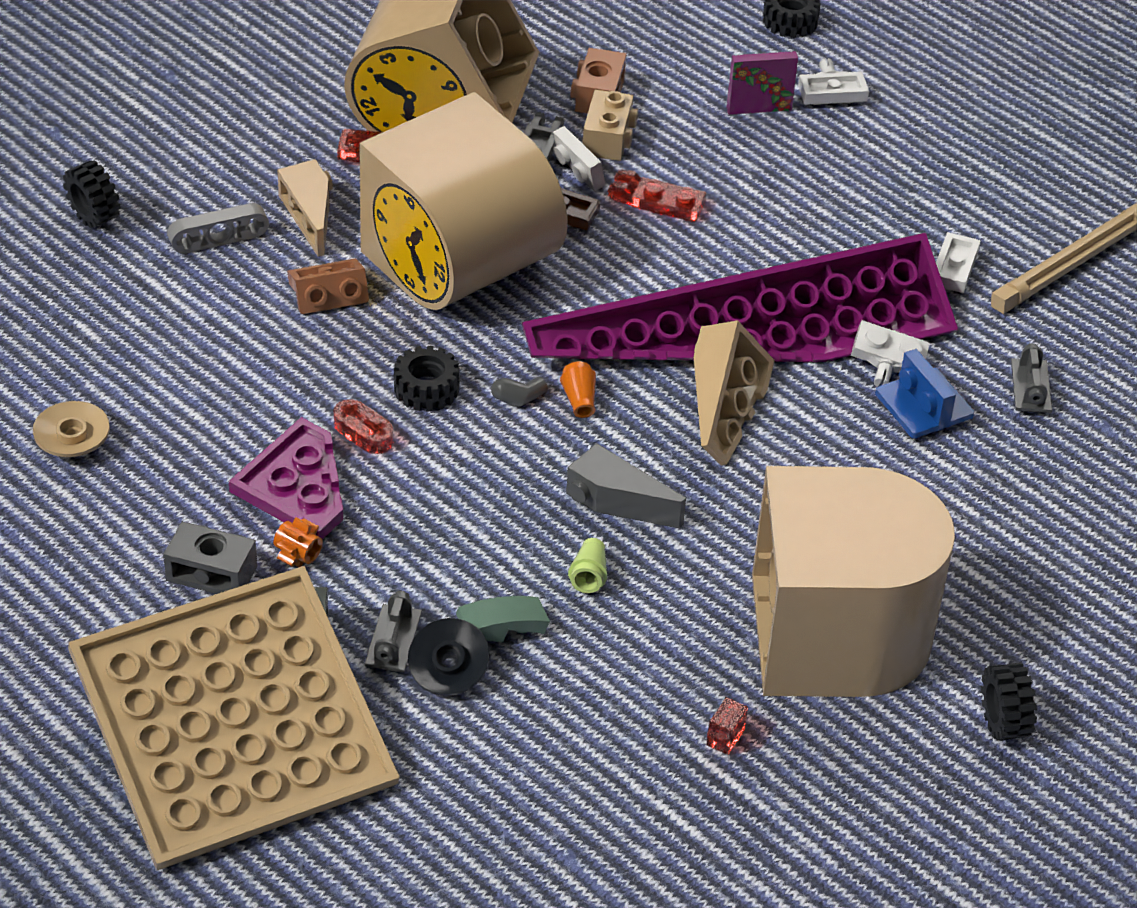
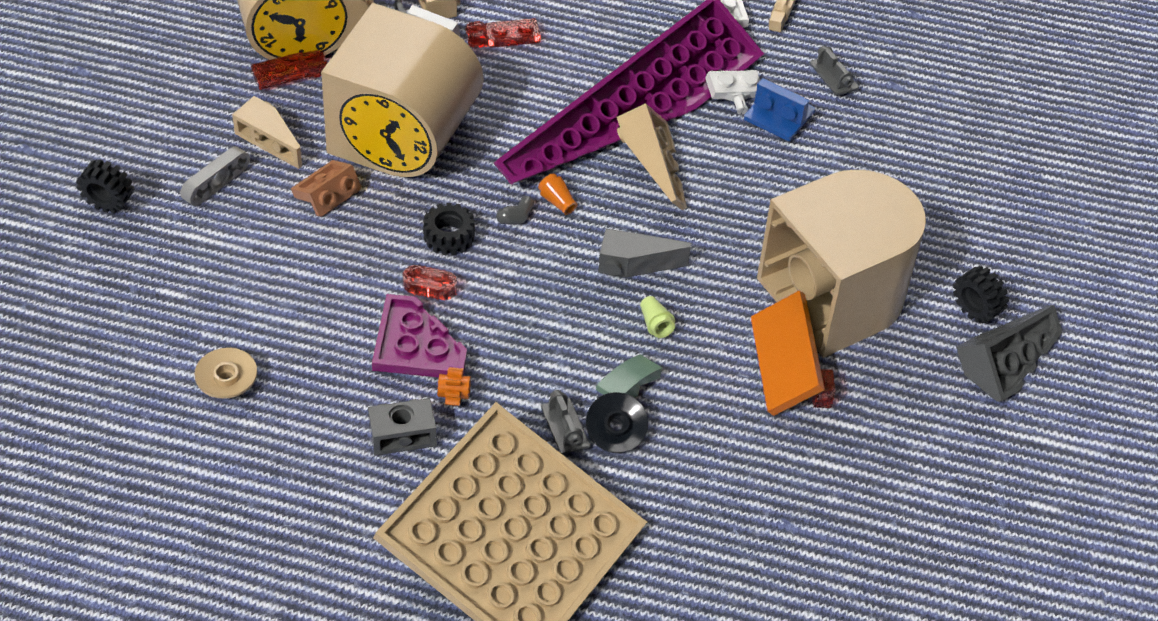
camera: 30 degrees left, 5 degrees up
(707, 666) = (787, 353): none -> orange tile
(993, 788) = (1006, 354): none -> dark grey wedge

